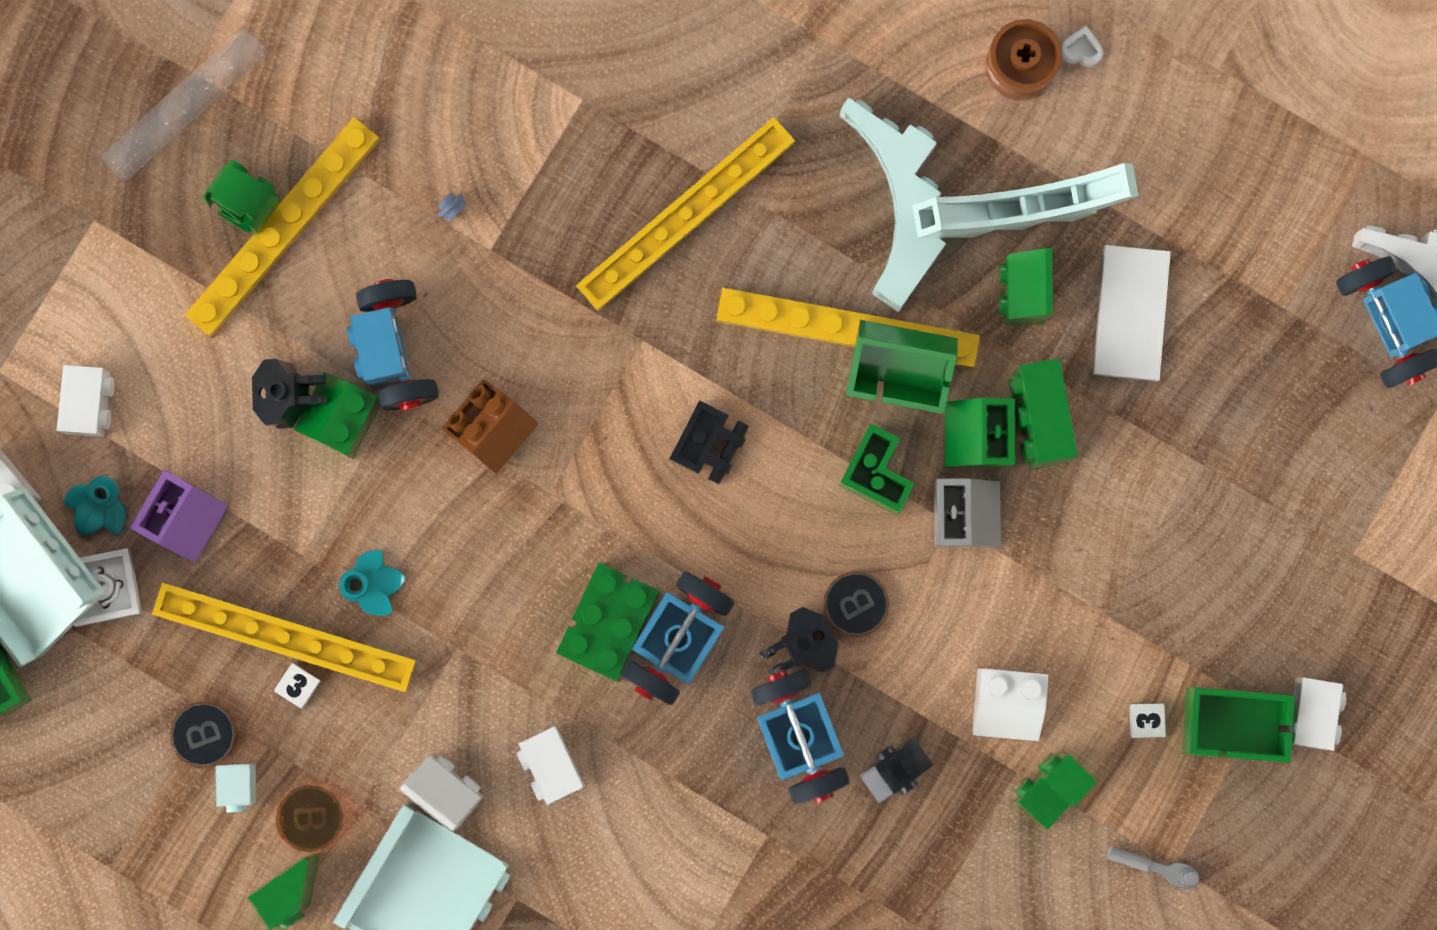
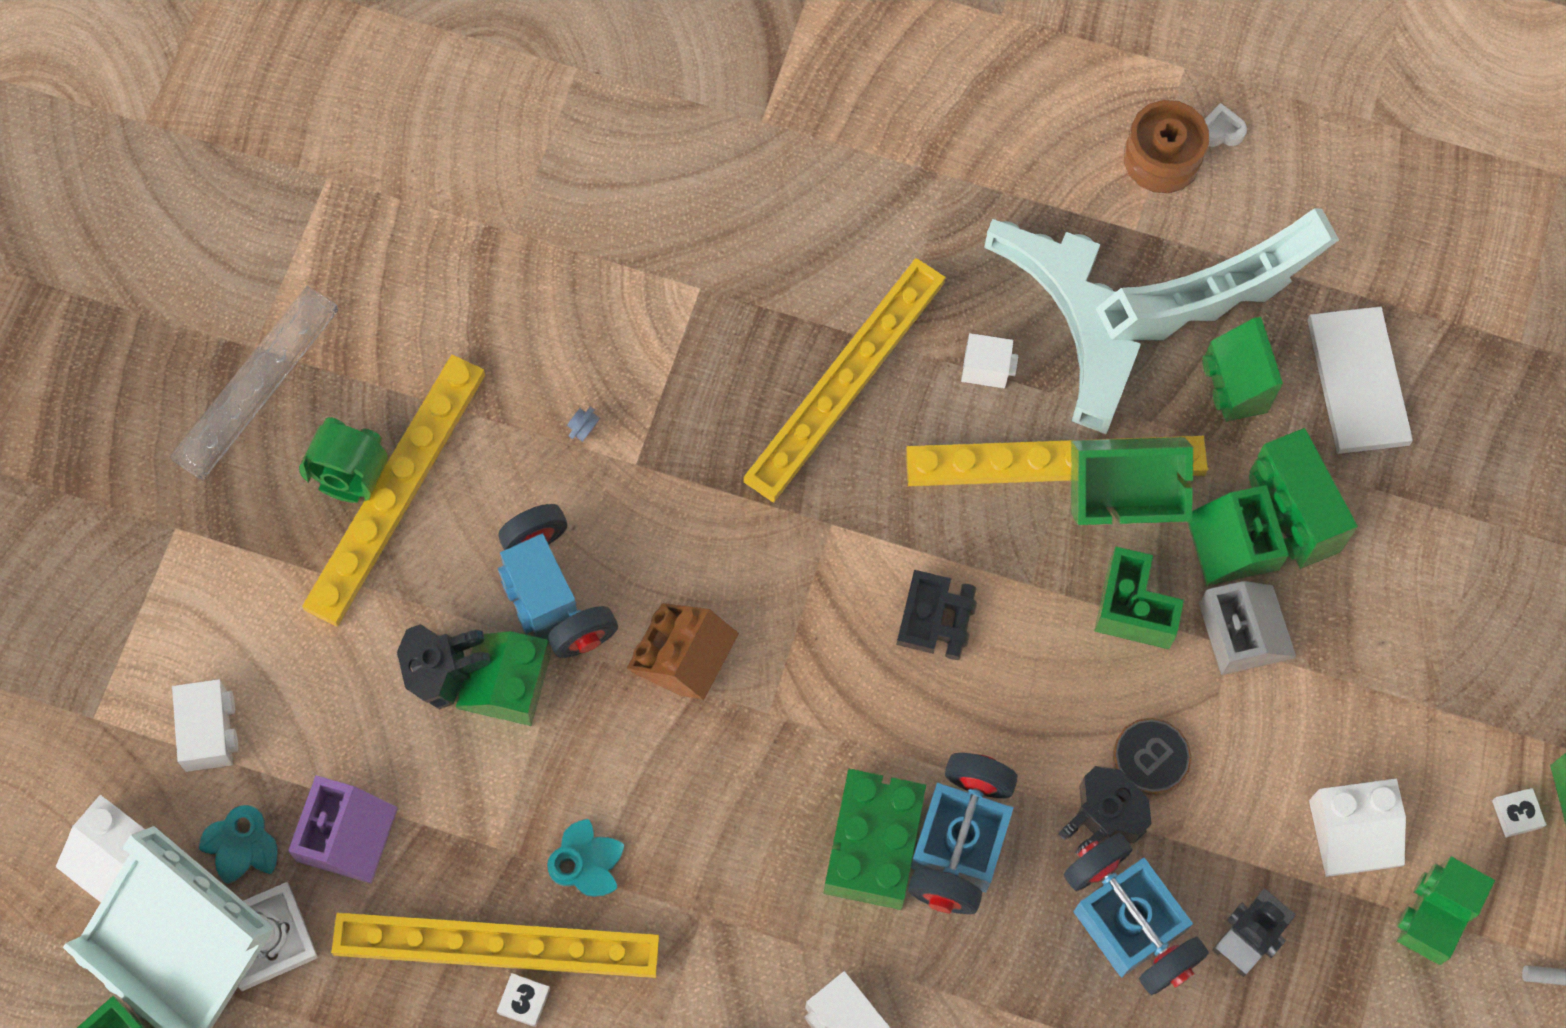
camera: 15 degrees left, 15 degrees down
(812, 226) = (988, 361): none -> white brick

